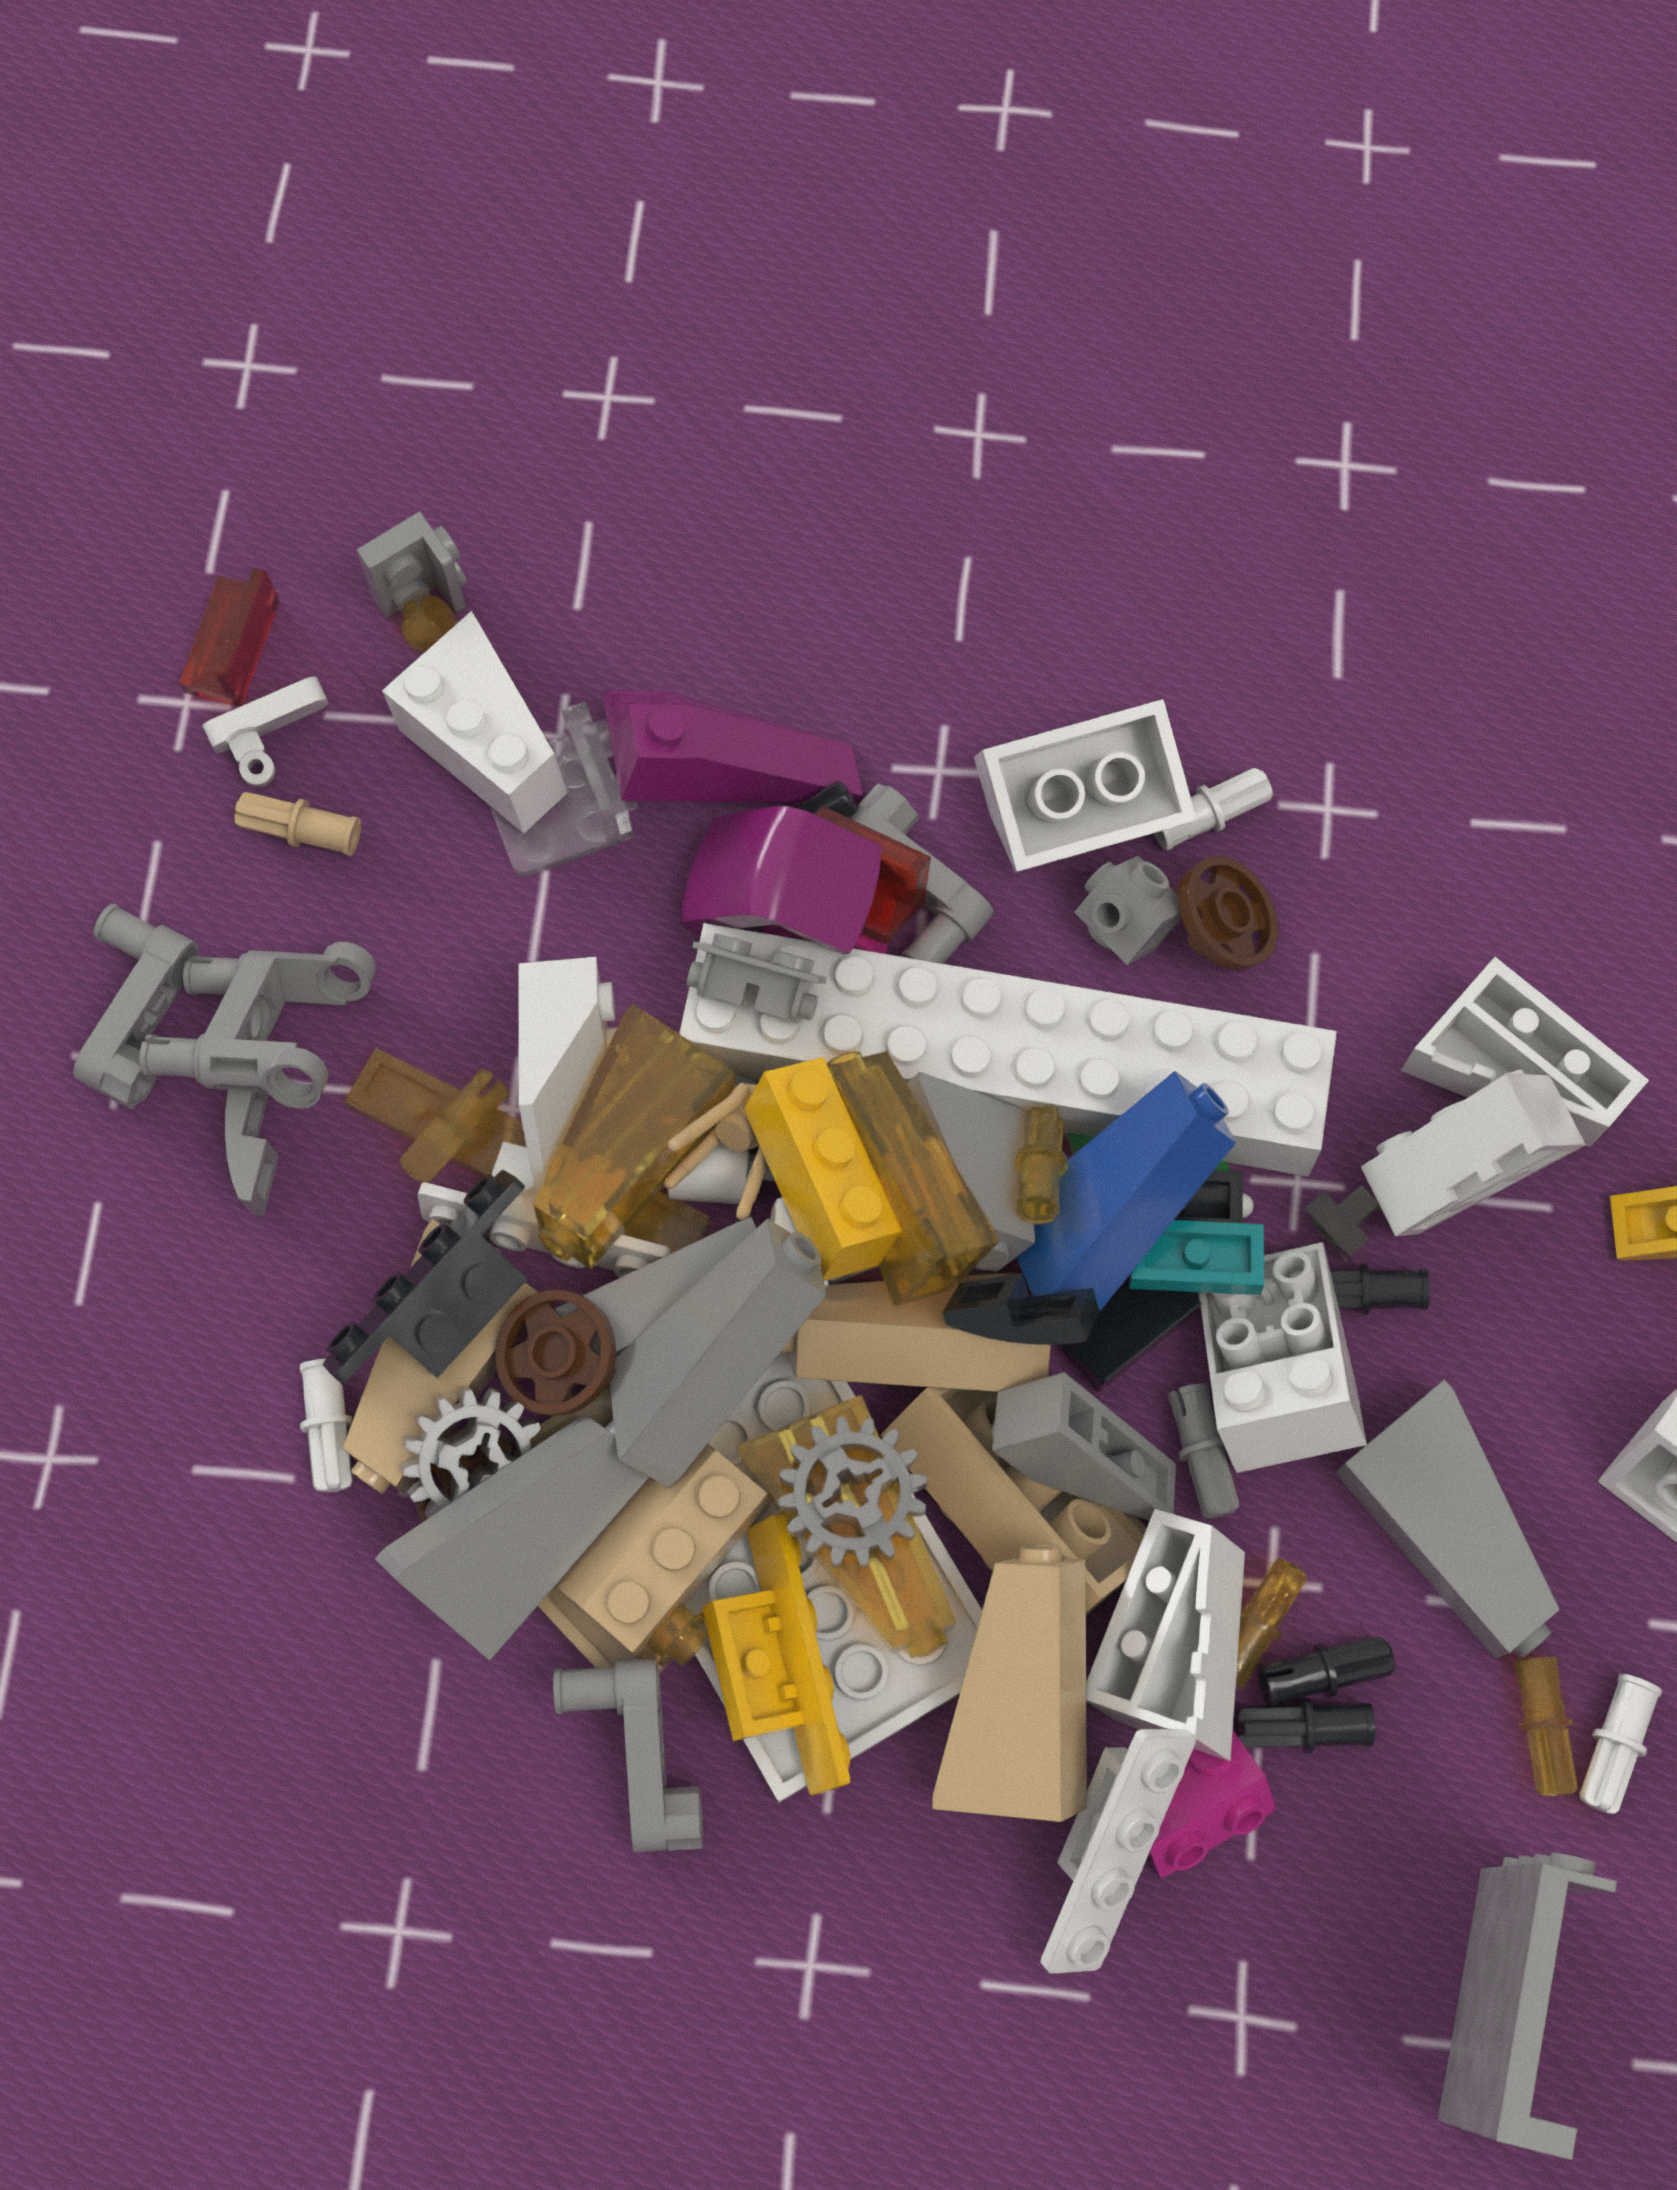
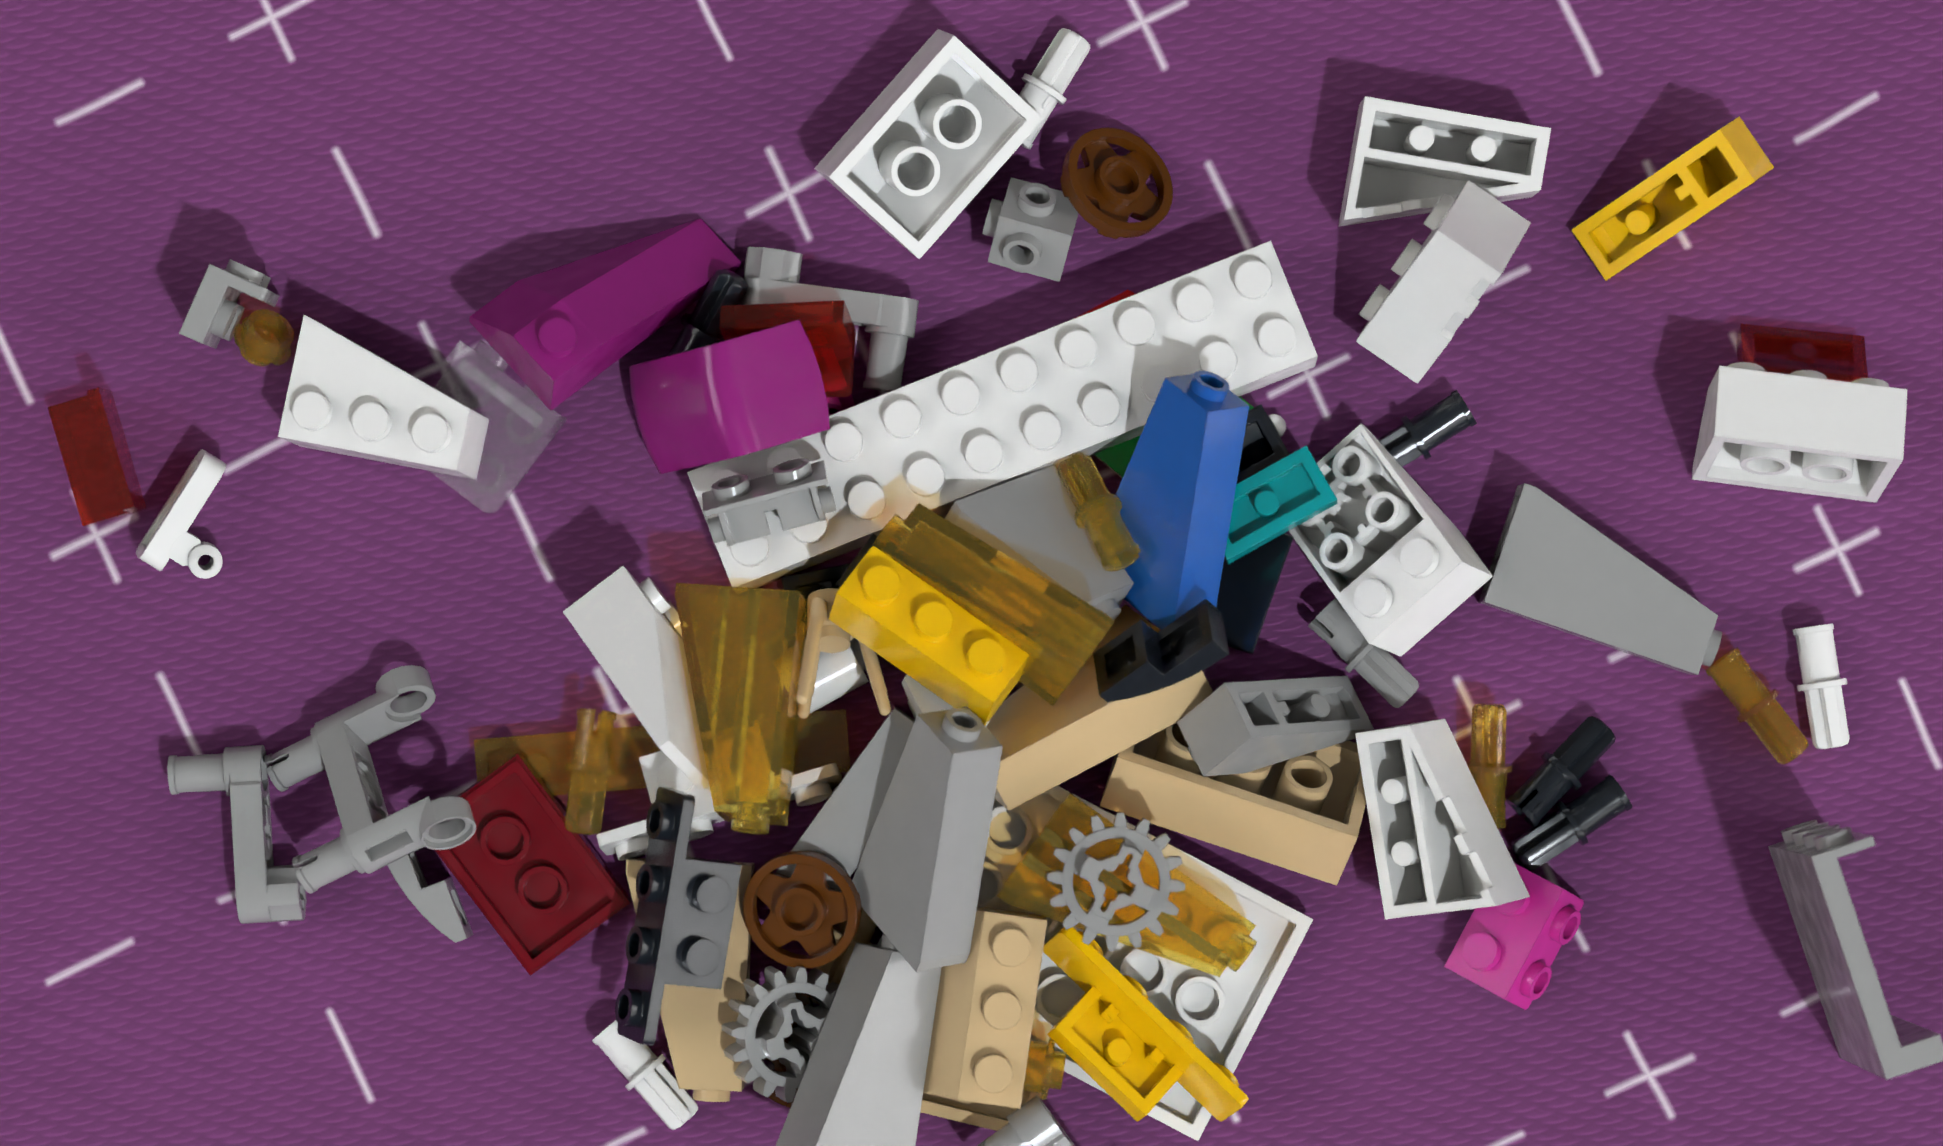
camera: 30 degrees left, 15 degrees up
(298, 823) = (272, 586): tan axle -> none
(343, 1181) = (527, 870): none -> dark red tile
(1023, 1696) = (1342, 948): tan slope -> none
(1113, 1842) = (1476, 1016): white bracket -> none
(1341, 1222) = (1366, 395): clear smoke tile -> none

